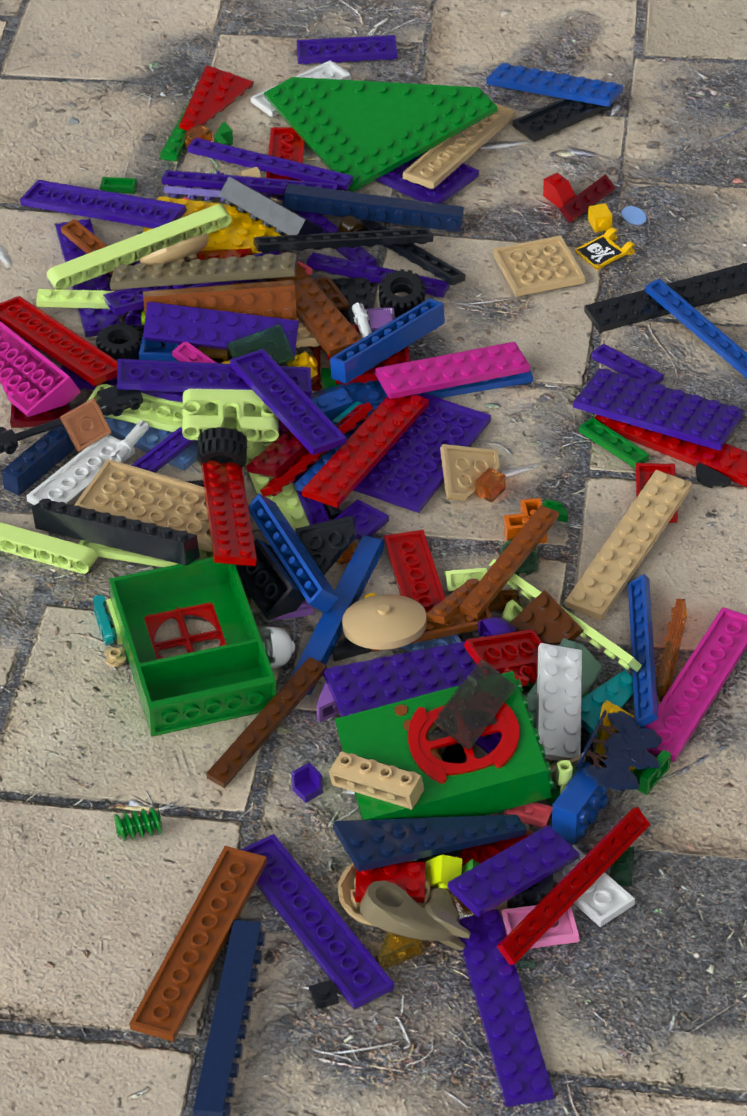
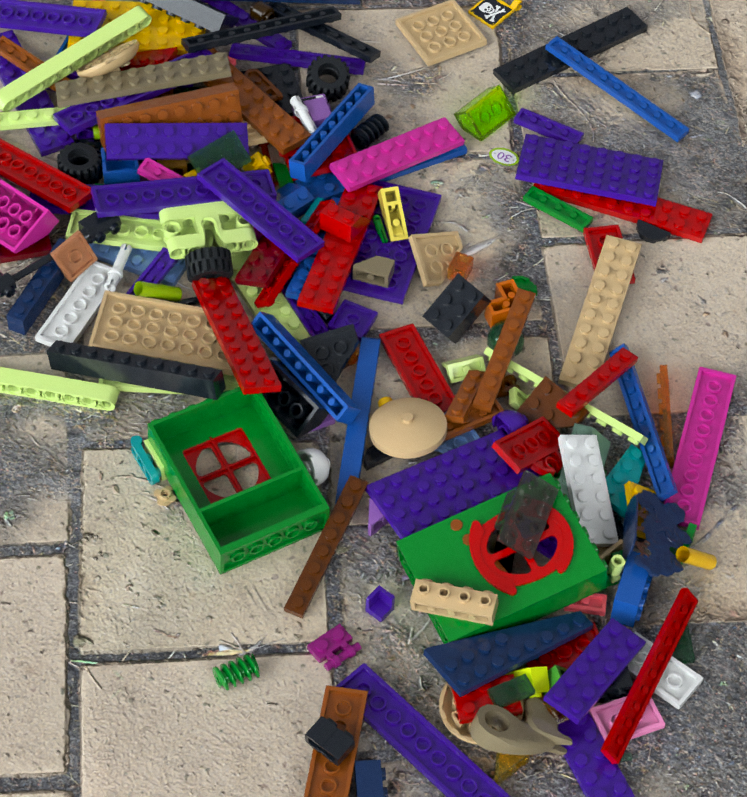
camera: 15 degrees left, 10 degrees up
(162, 467) = (157, 291): none -> lime piece
(211, 894) = (330, 740): none -> black brick
(247, 817) = (330, 643): none -> magenta plate
(371, 422) = (342, 222): none -> red slope
(395, 475) = (375, 271): none -> dark tan slope
(414, 437) = (380, 228): none -> green piece
(416, 875) = (511, 691): none -> clear green plate
(431, 423) = (393, 213): none -> light yellow slope
(433, 346) = (369, 130): none -> black piece
(471, 518) = (456, 308): none -> black brick
(562, 345) = (485, 113): none -> clear neon green slope
(569, 388) = (504, 156): none -> sticker
(599, 602) = (596, 382): none -> red plate
(658, 782) = (696, 558): none -> yellow piece

